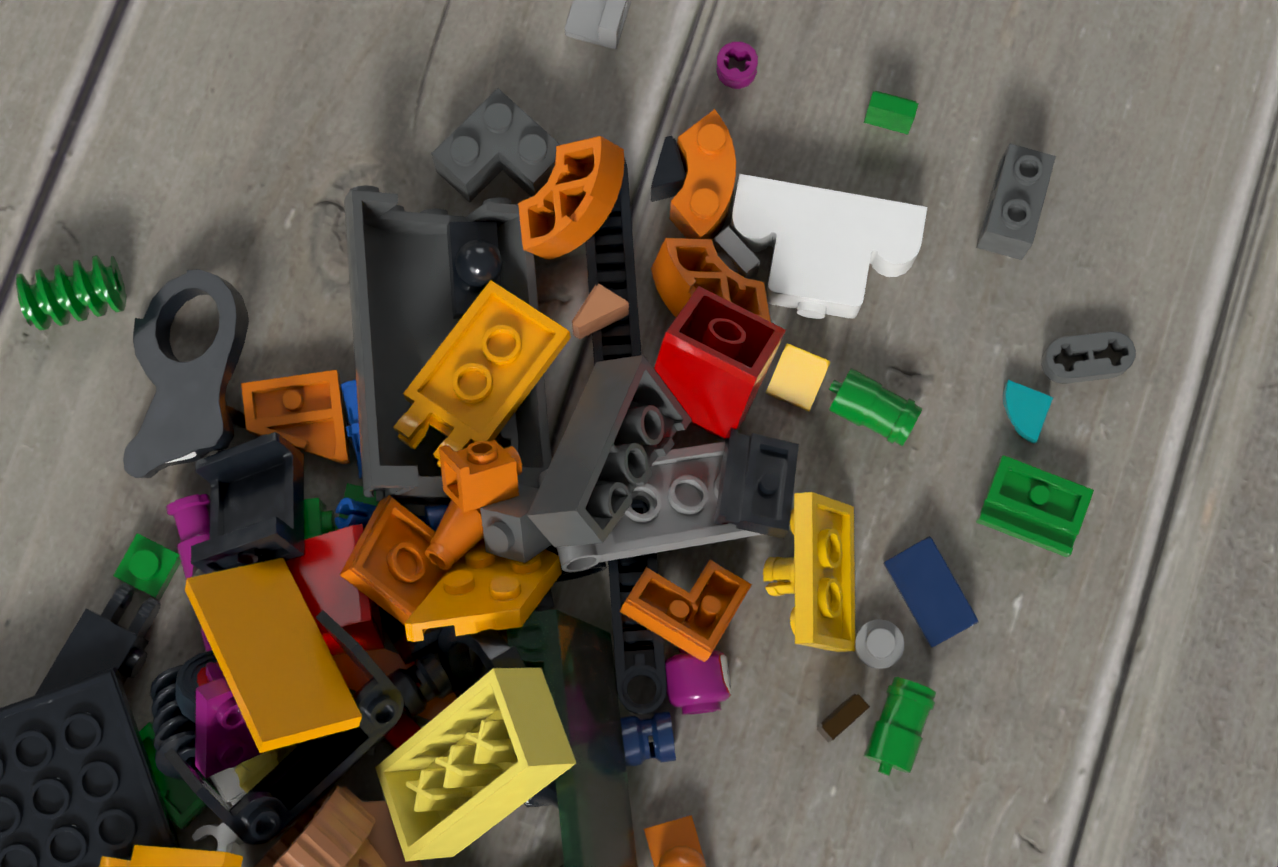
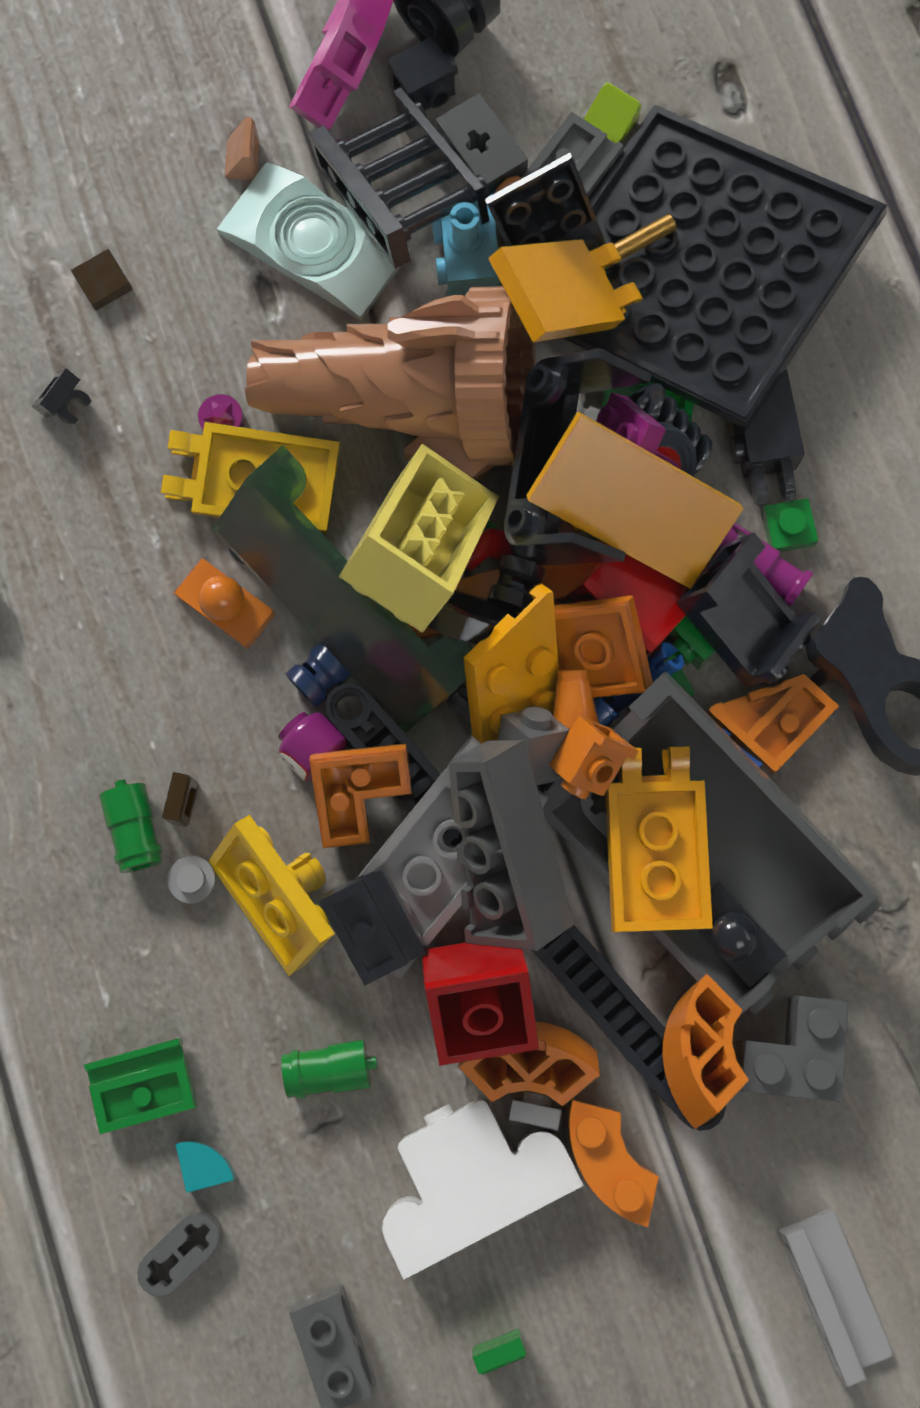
camera: 150 degrees right, 0 degrees up
(598, 311) = (608, 970): nougat slope -> none
(669, 172) = (644, 1144): black slope -> none
(734, 78) = (658, 1280): magenta bush -> none
(798, 377) = (408, 1048): yellow slope -> none
(931, 592) = (179, 951): dark blue slope -> none

